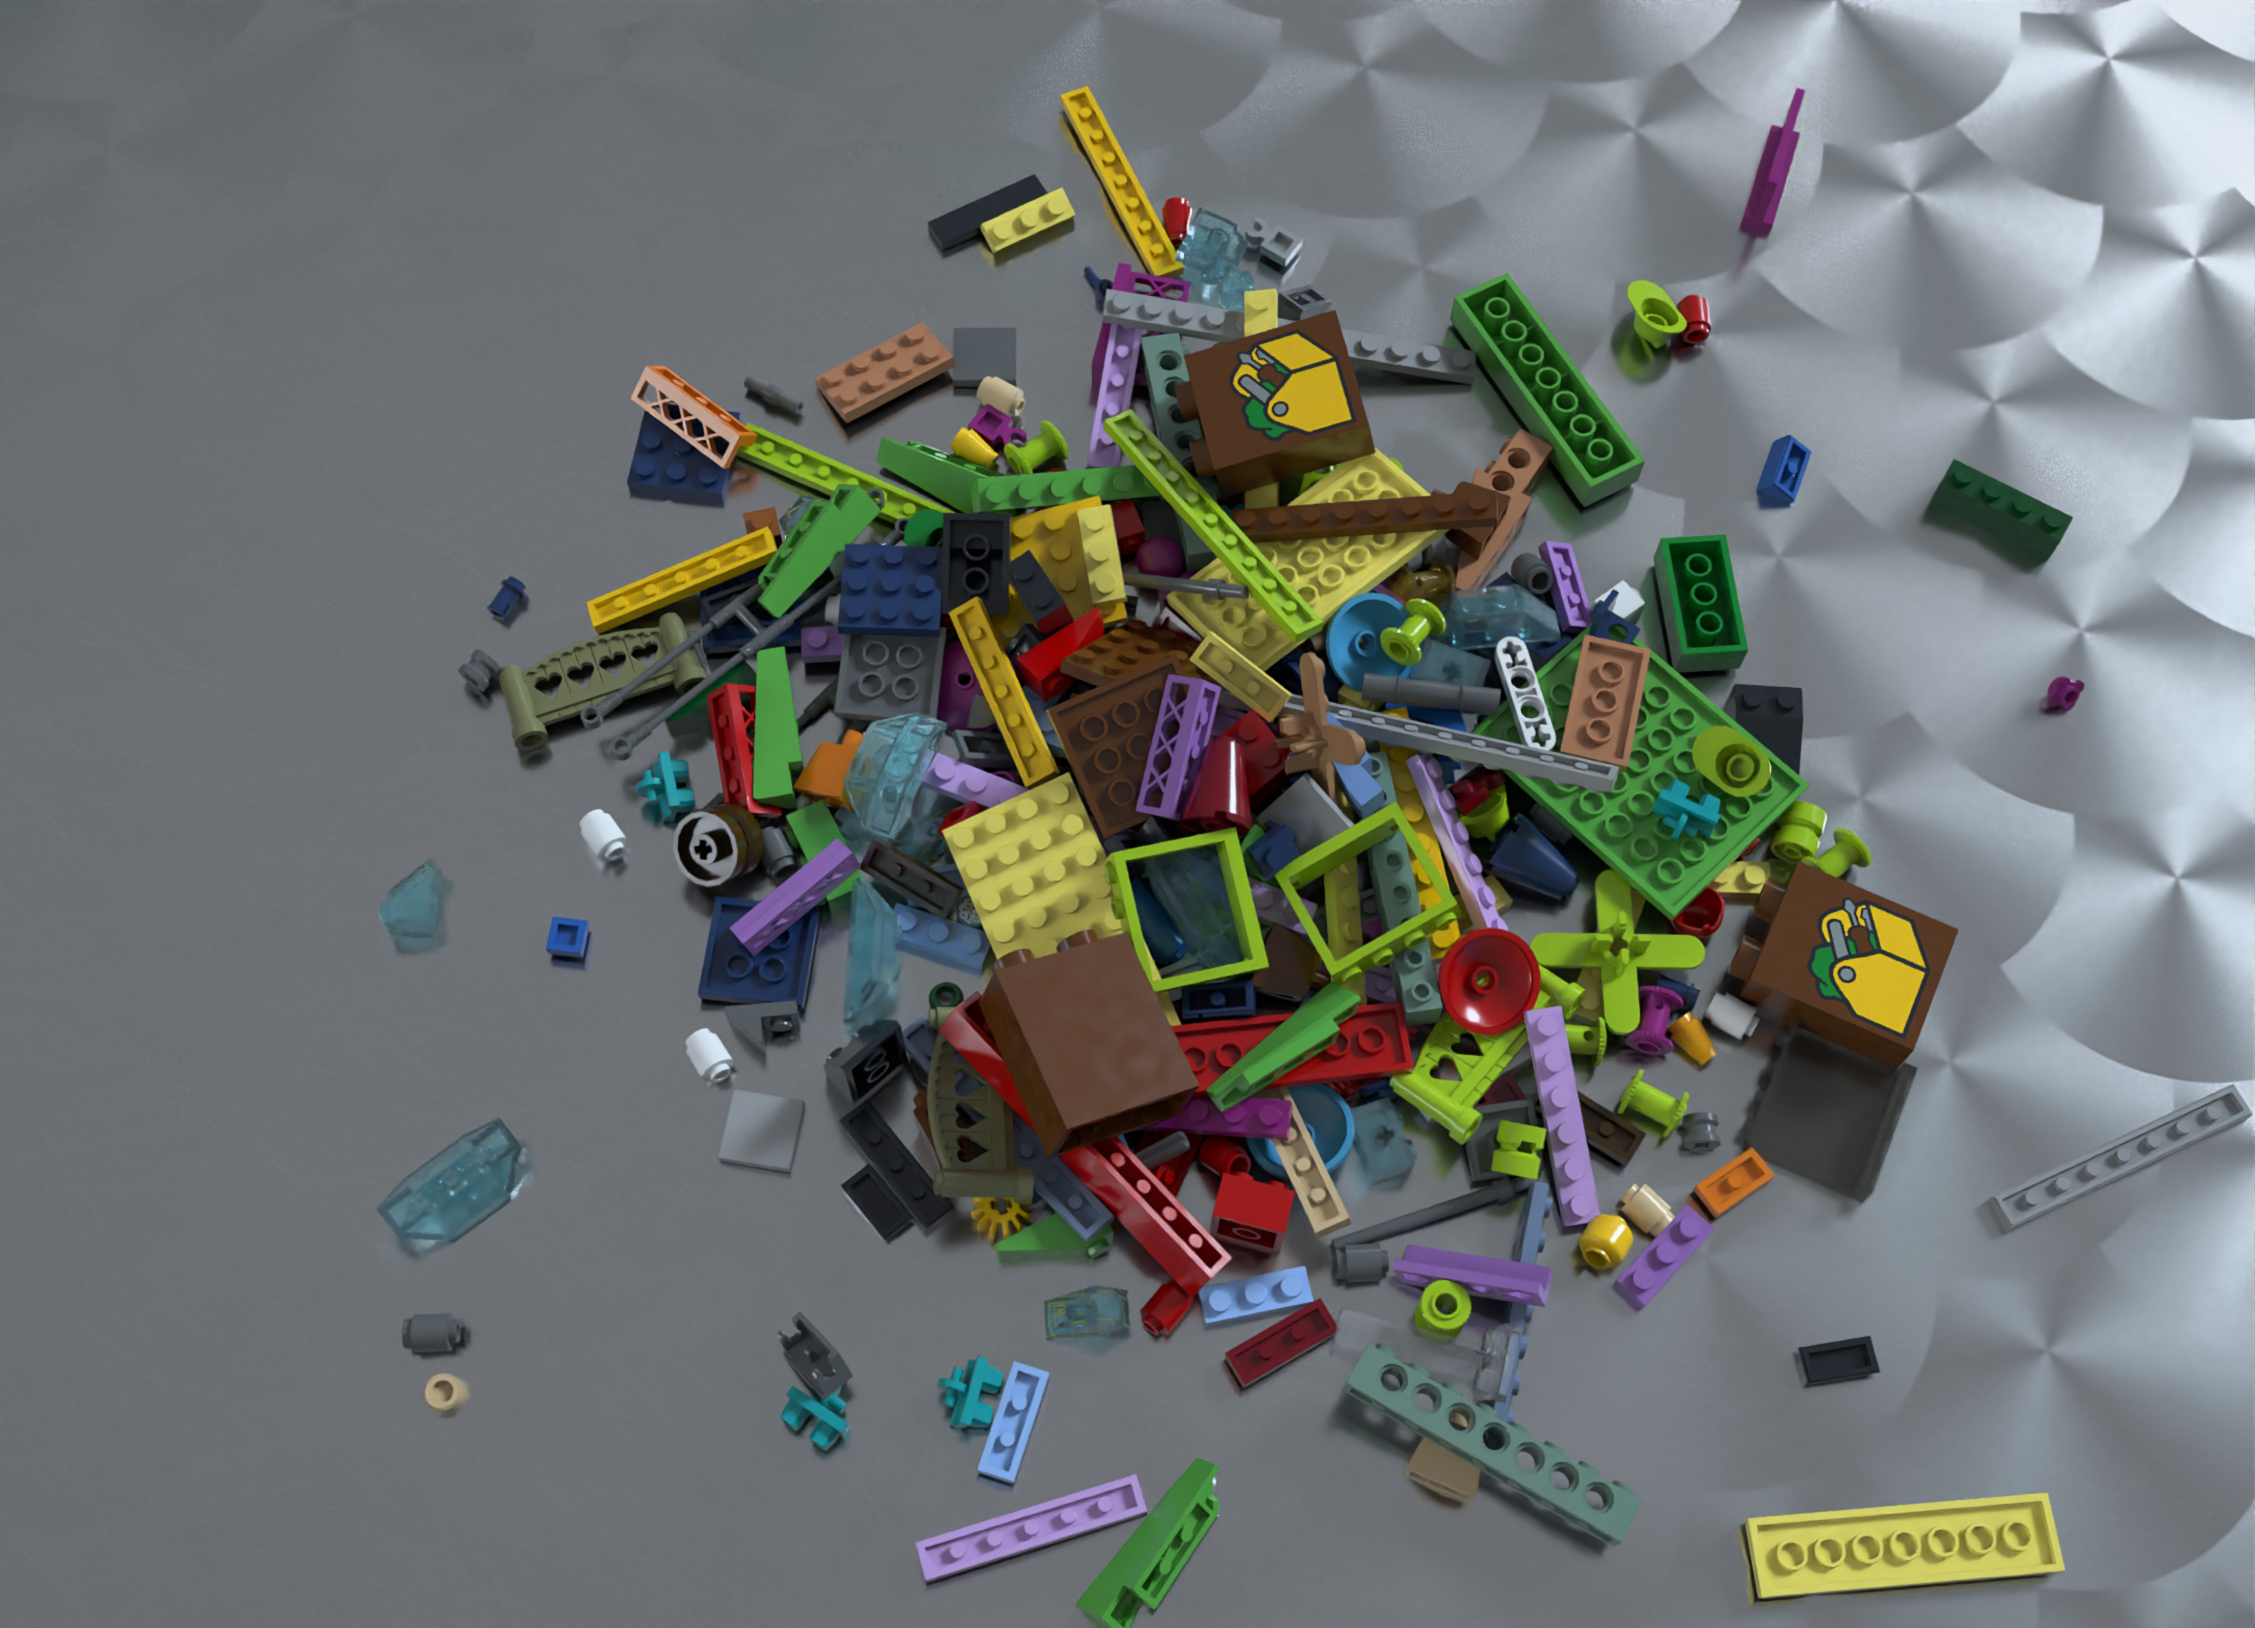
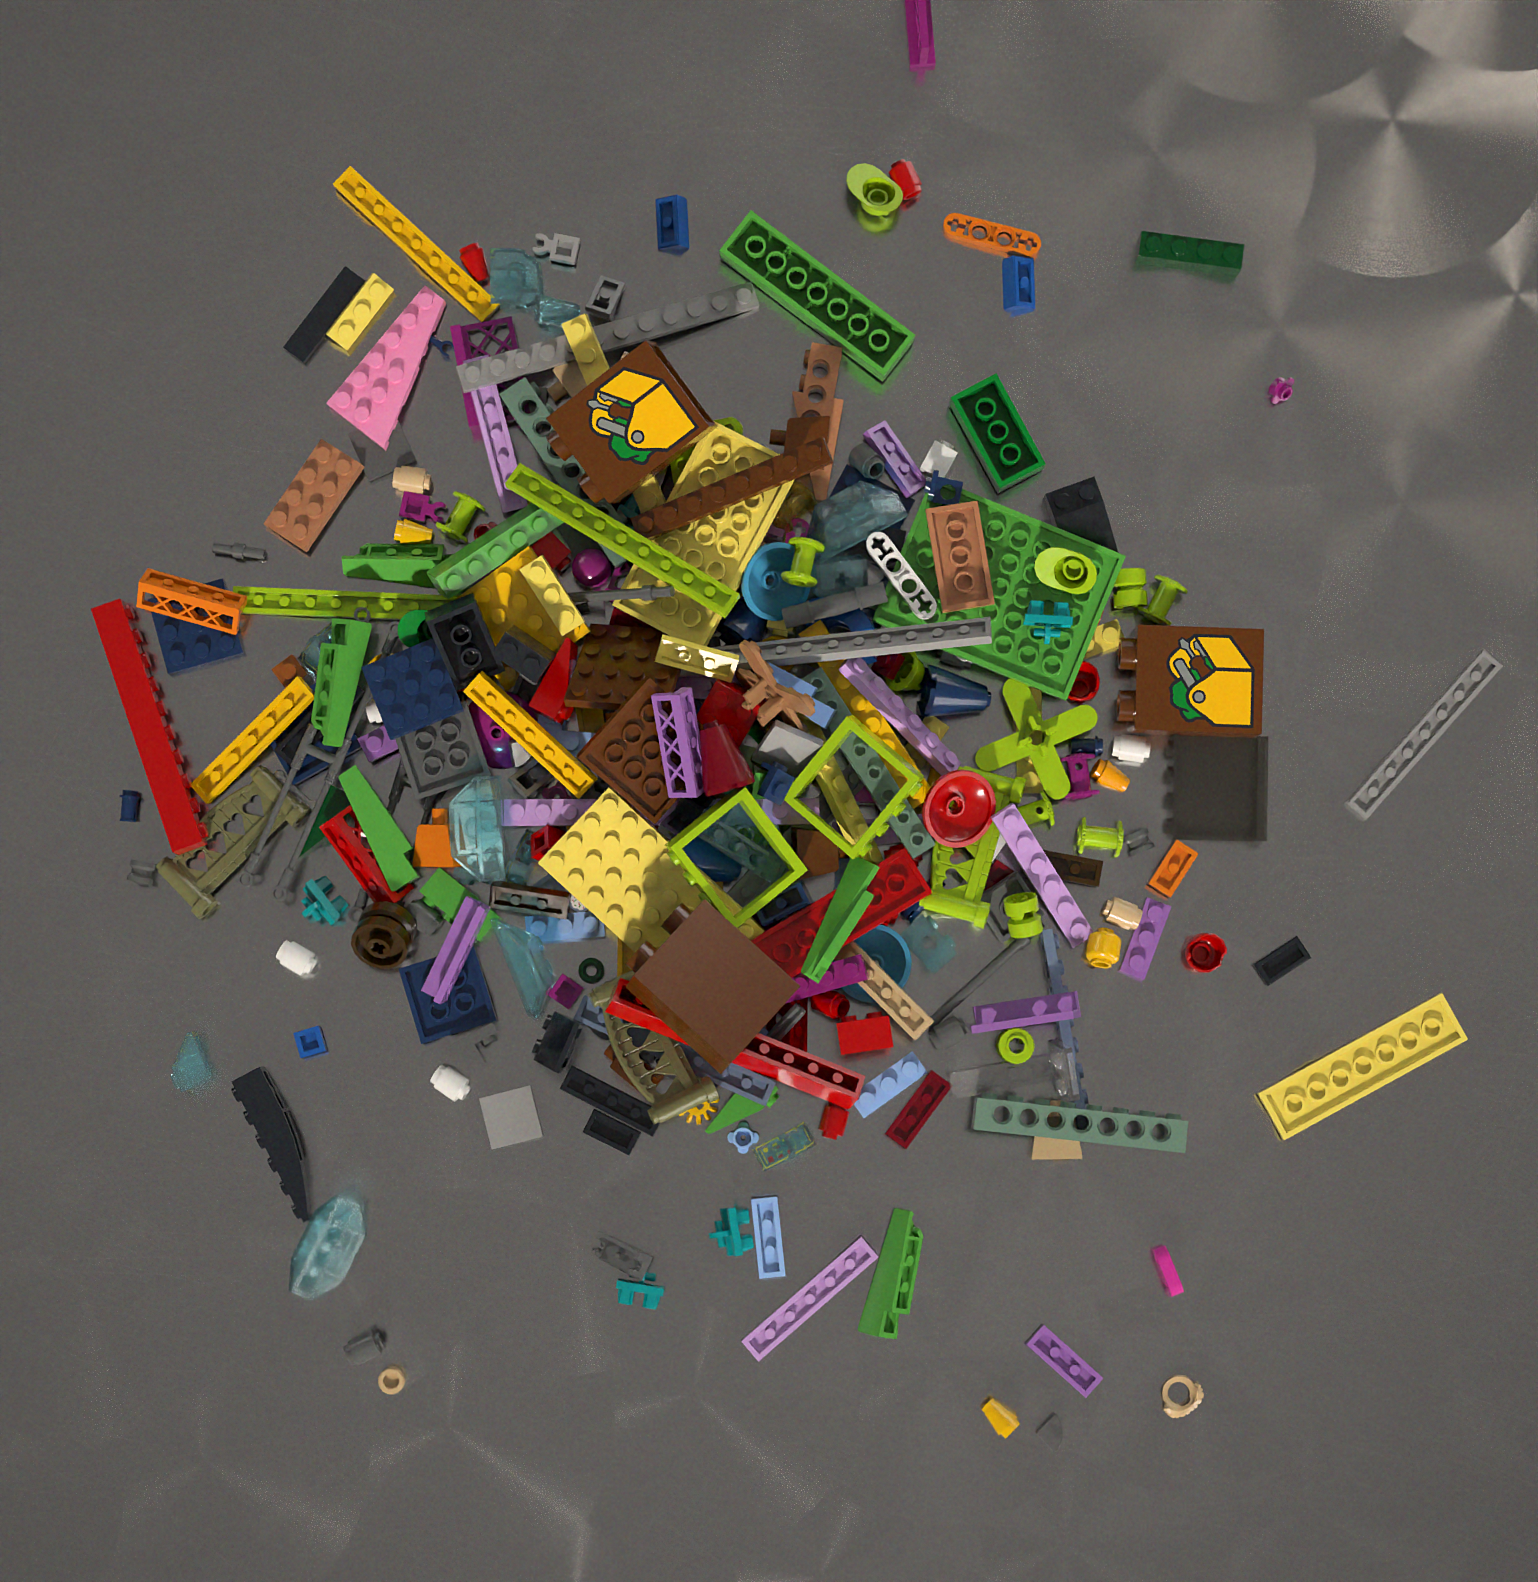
camera: 20 degrees left, 20 degrees up
(467, 1028) = (276, 1135): none -> black slope
(574, 526) = (149, 726): none -> red brick
(903, 1007) = (566, 991): none -> magenta plate
(1027, 288) = (385, 376): none -> bright pink wing
(1039, 1271) = (735, 1137): none -> light blue plate
(1412, 267) = (672, 223): none -> blue slope
(1740, 1302) = (1205, 952): none -> red hair
(1774, 405) = (990, 239): none -> orange beam

